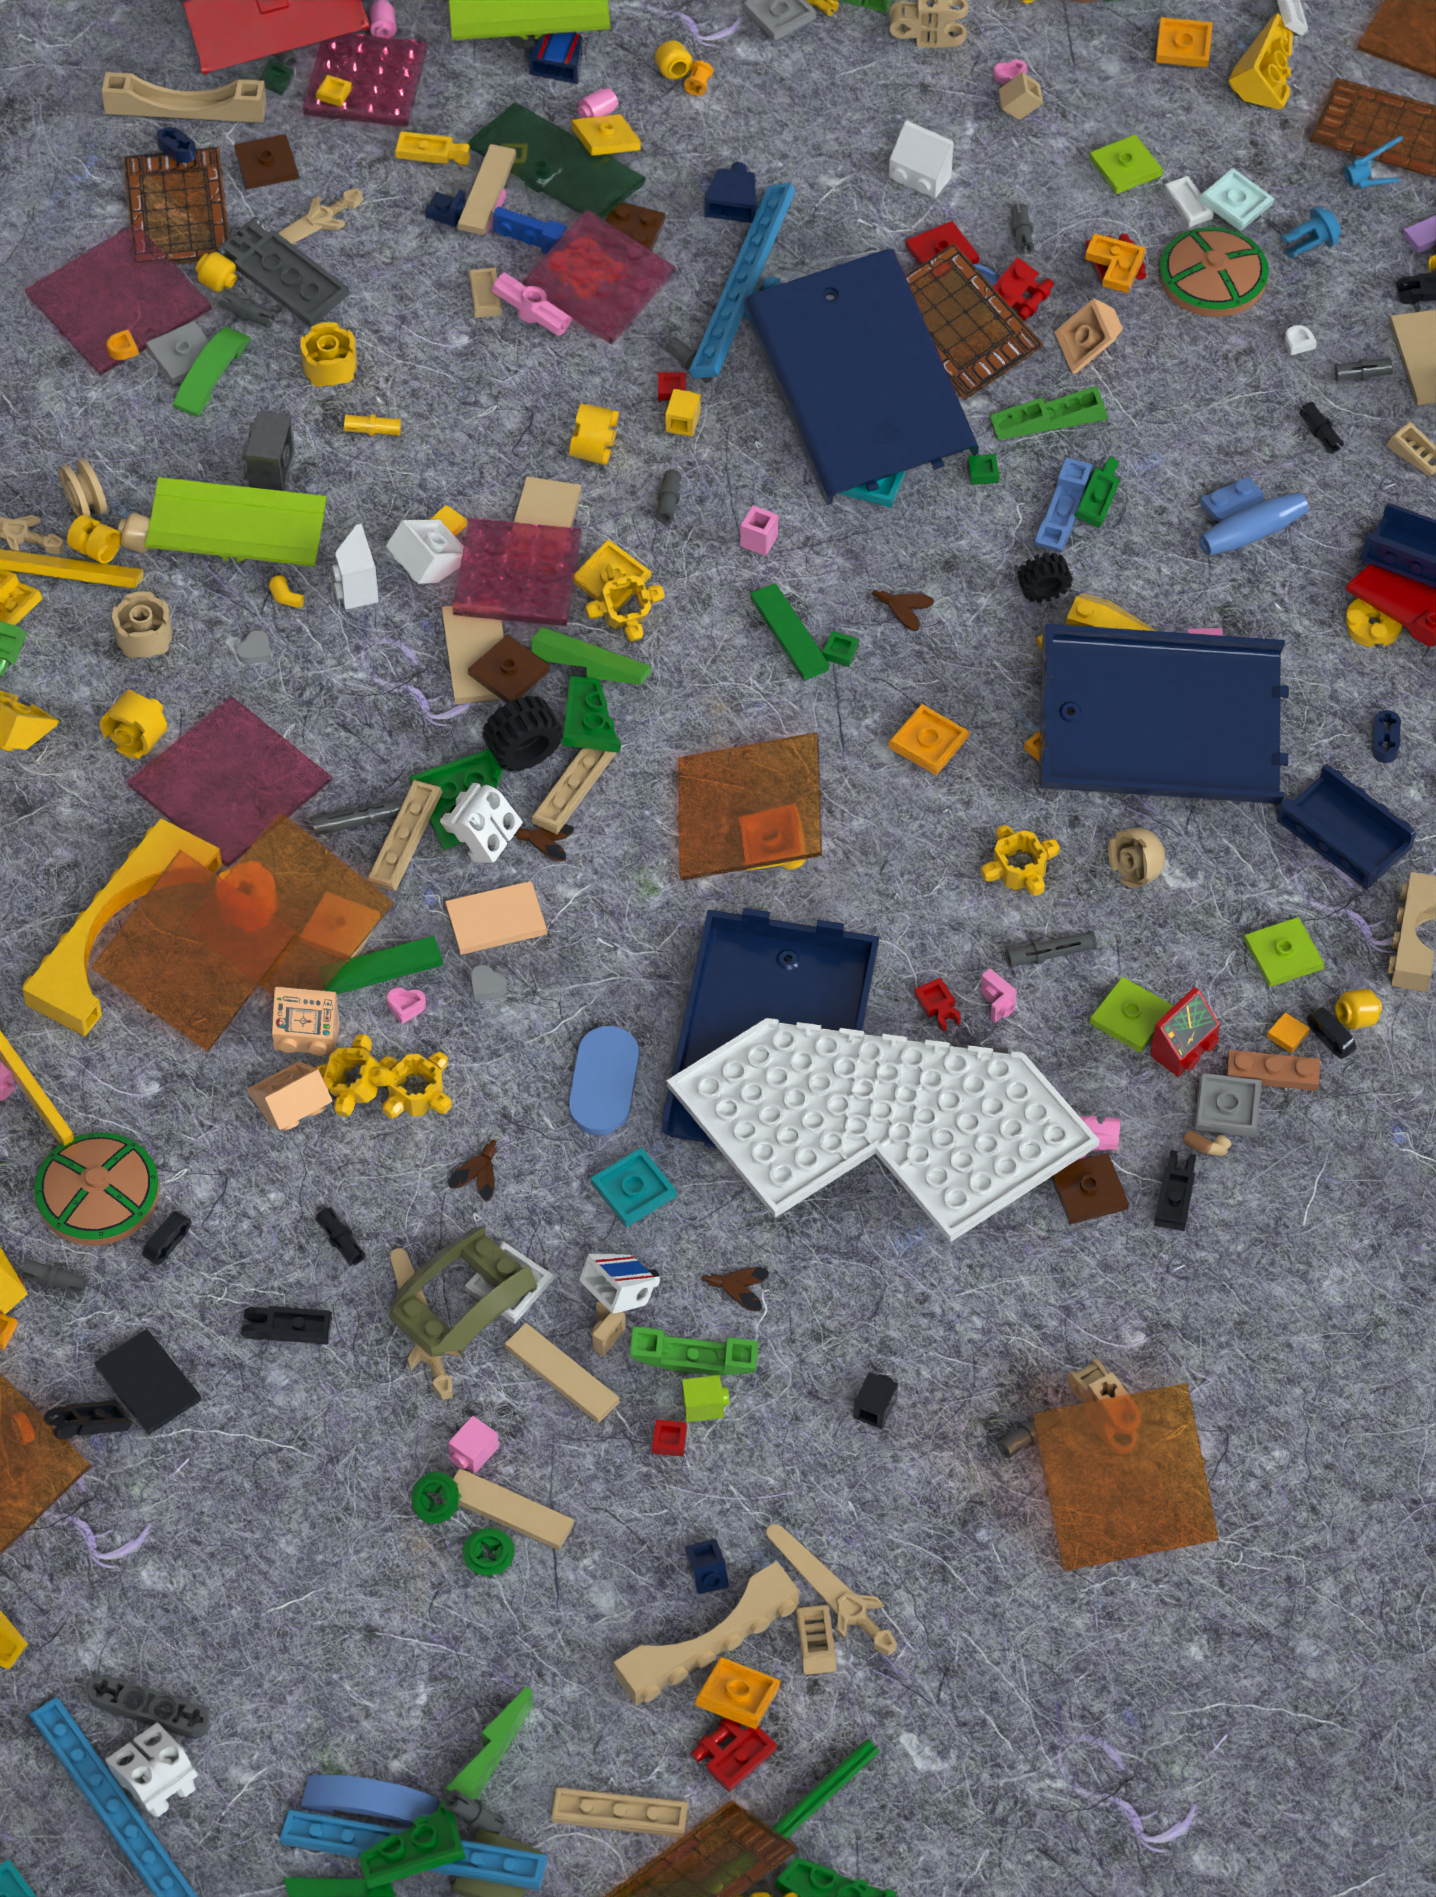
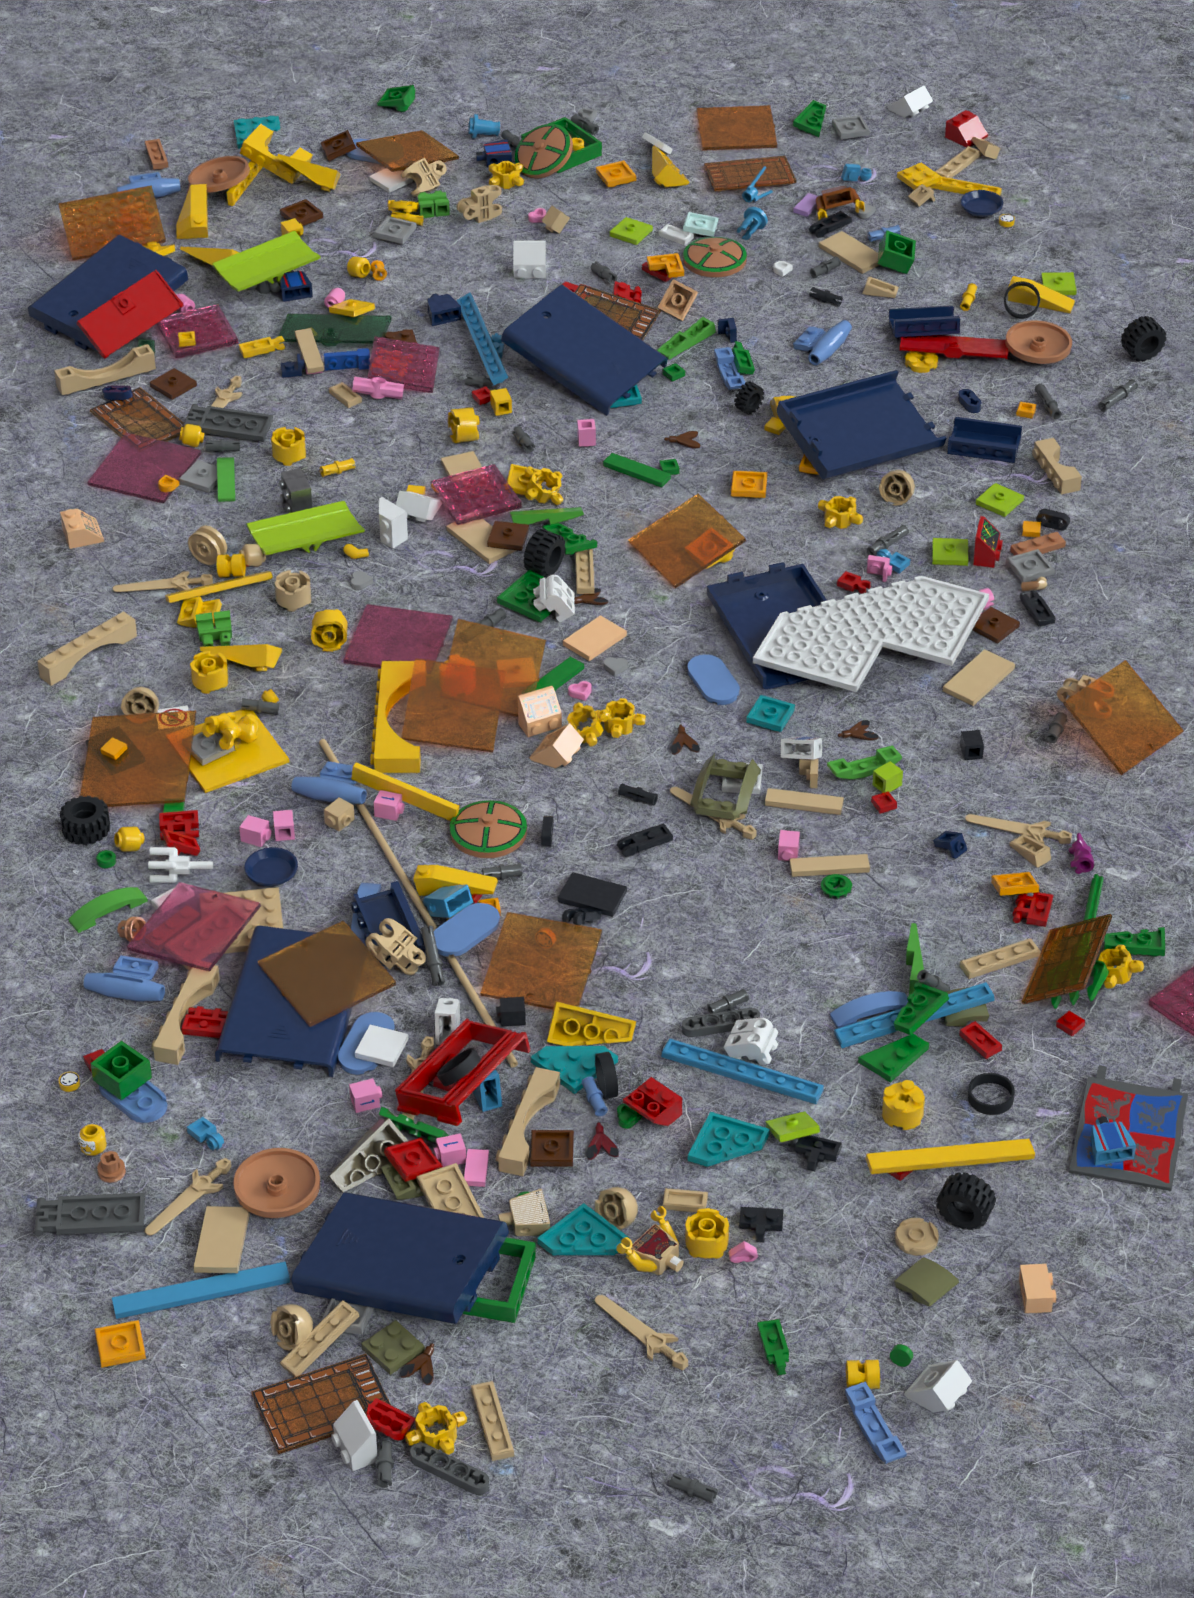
camera: 30 degrees left, 15 degrees down
(181, 1678) = (728, 1002): none -> dark grey pin
(404, 835) = (515, 613): tan tile -> none
(423, 1503) = (783, 869): green gear -> none
(653, 1668) = (963, 893): tan arch -> none
(874, 1697) = (1082, 855): none -> magenta animal
(989, 1276) = (978, 677): none -> tan tile
(1030, 996) = (897, 560): none -> dark azure plate
(1124, 425) = (728, 327): none -> dark blue bracket
(1358, 1009) = (1058, 502): yellow head -> none

